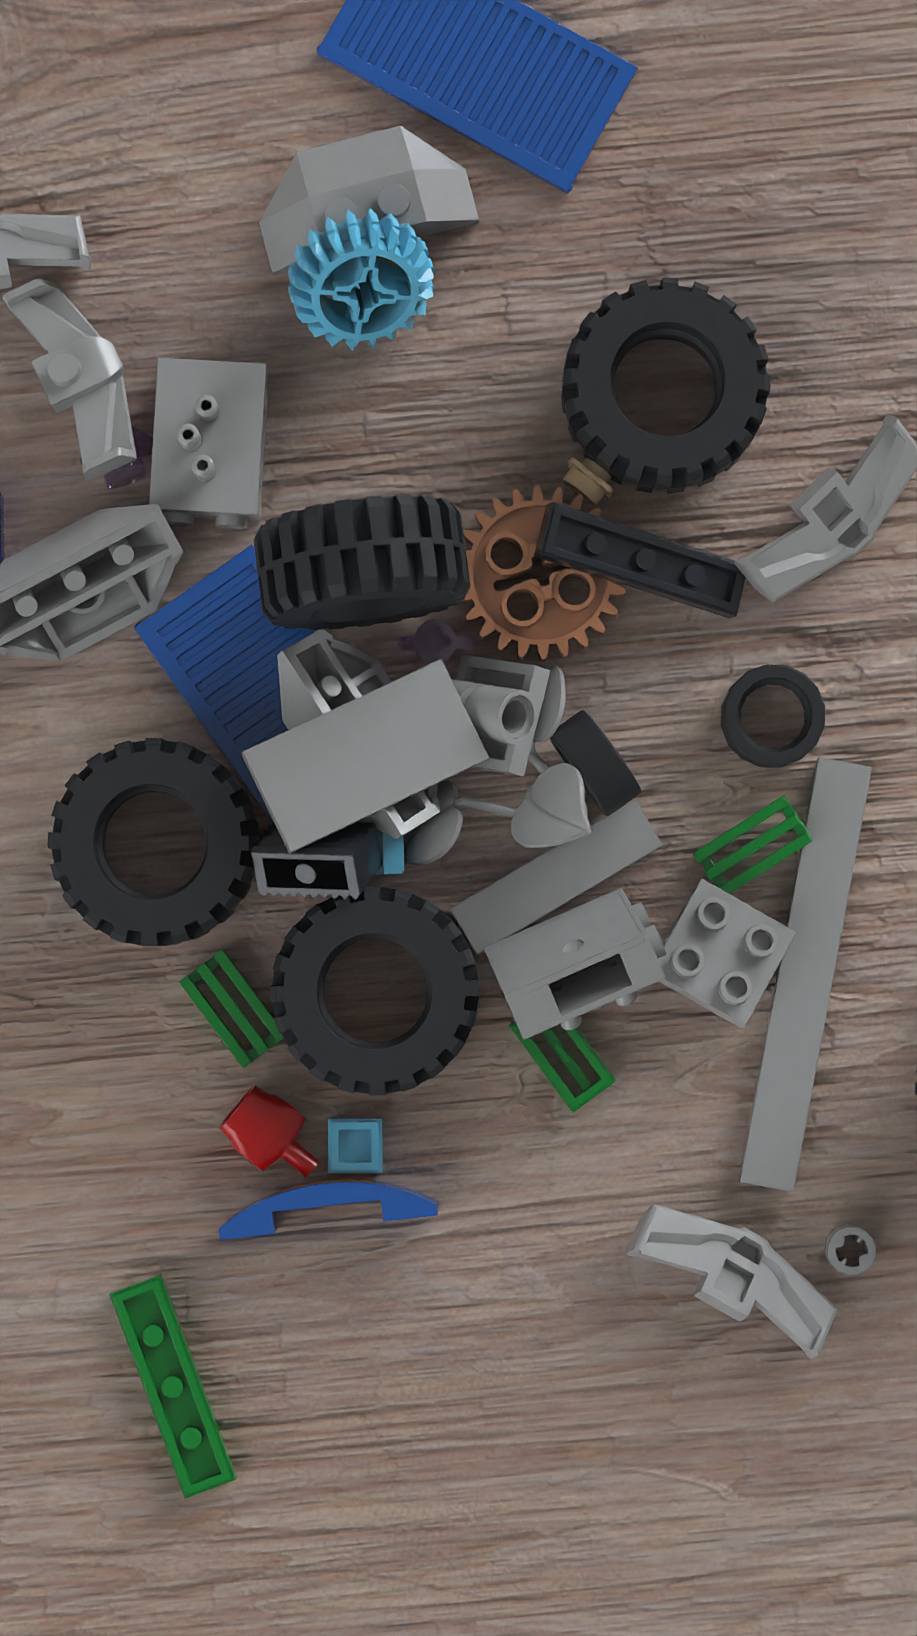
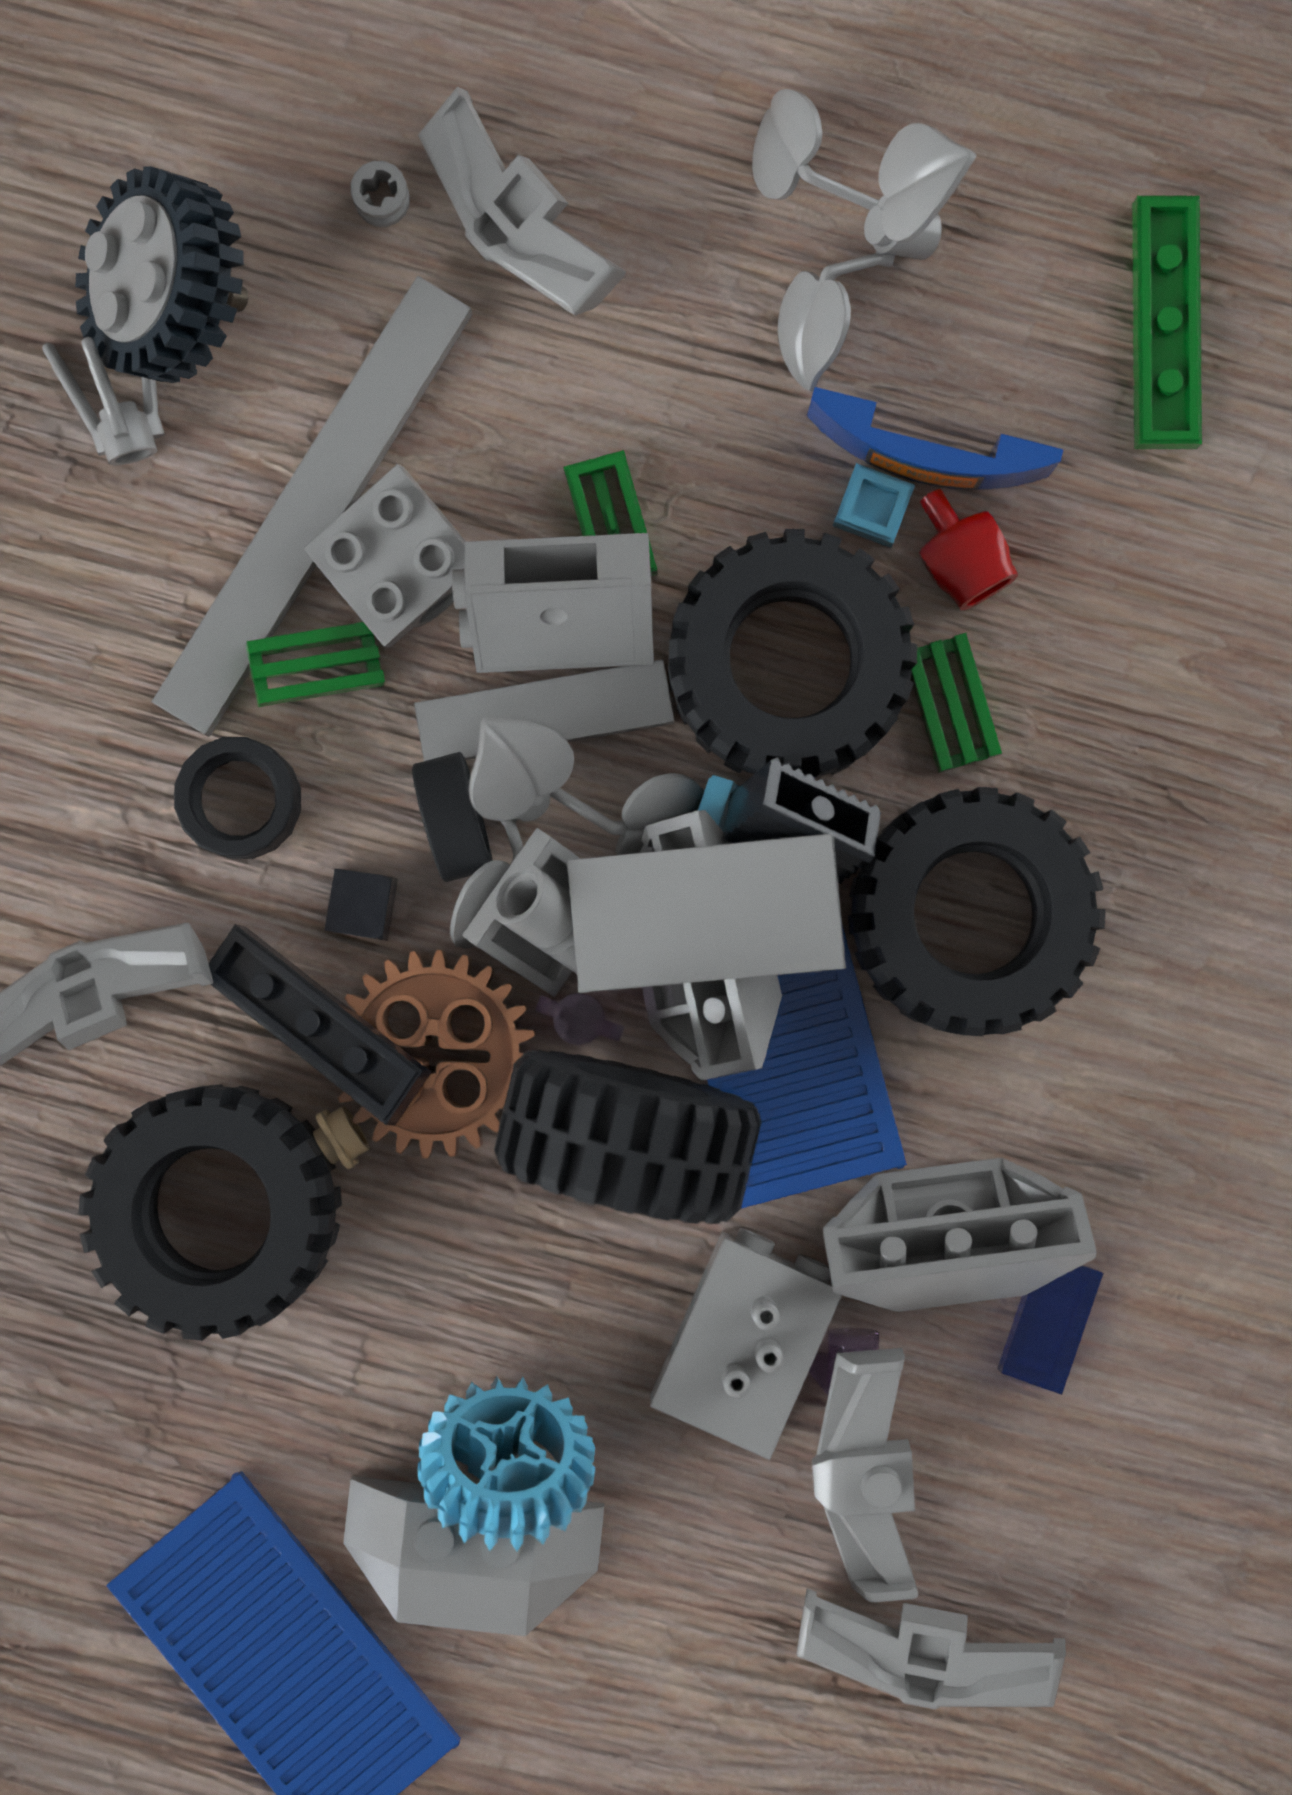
camera: 155 degrees left, 0 degrees up
(415, 1379) = (916, 181): none -> light grey plant
(643, 669) = (361, 904): none -> black slope

